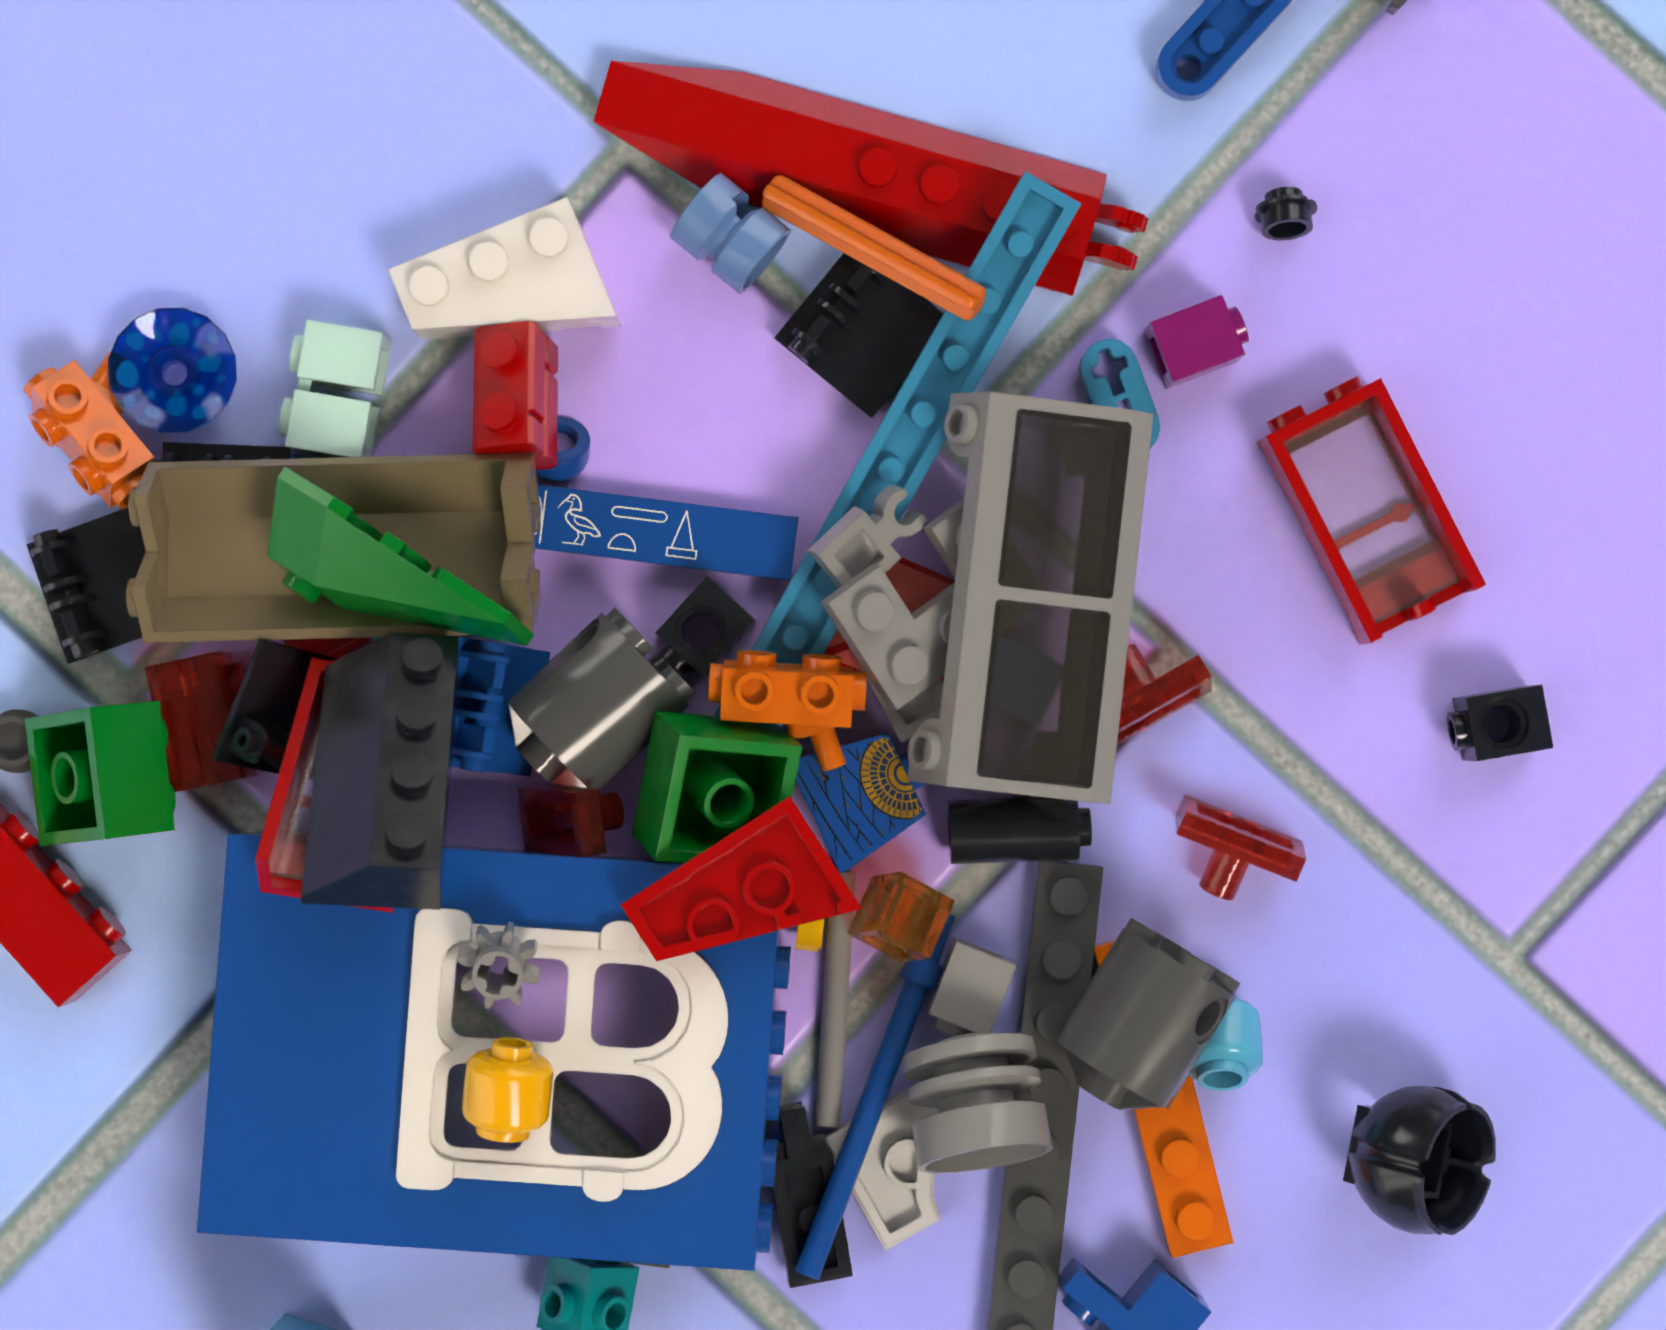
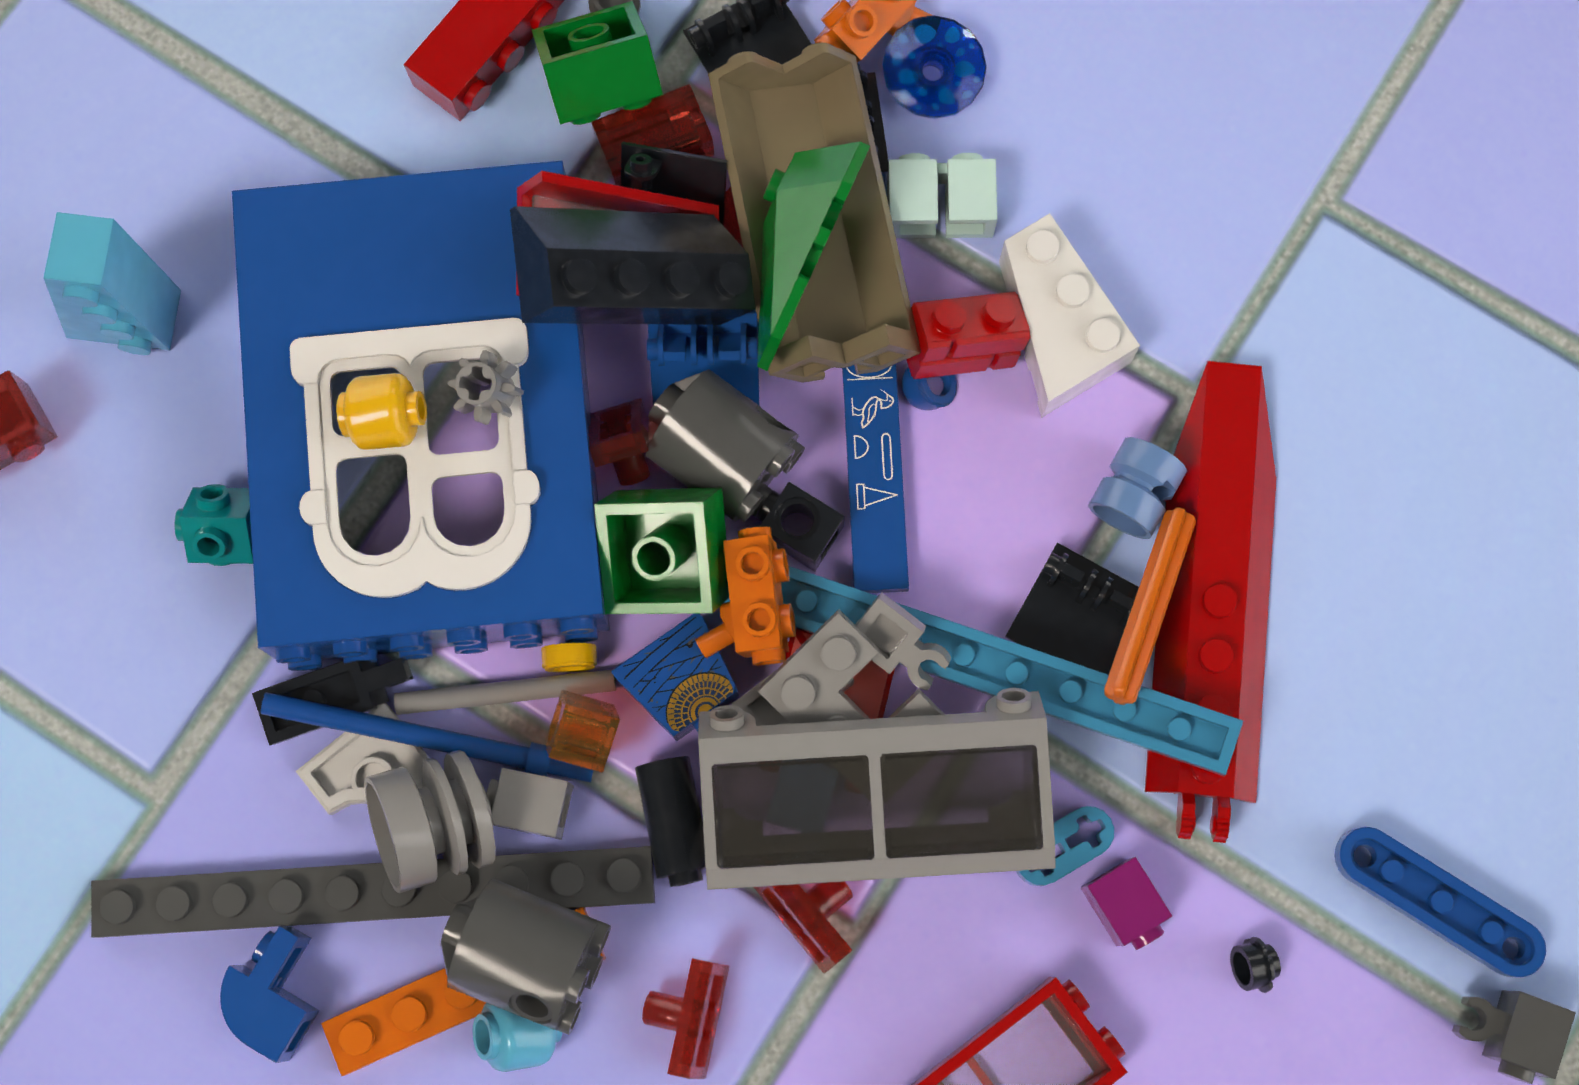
camera: 80 degrees right, 10 degrees down
(742, 887) = (583, 578): red wing -> none

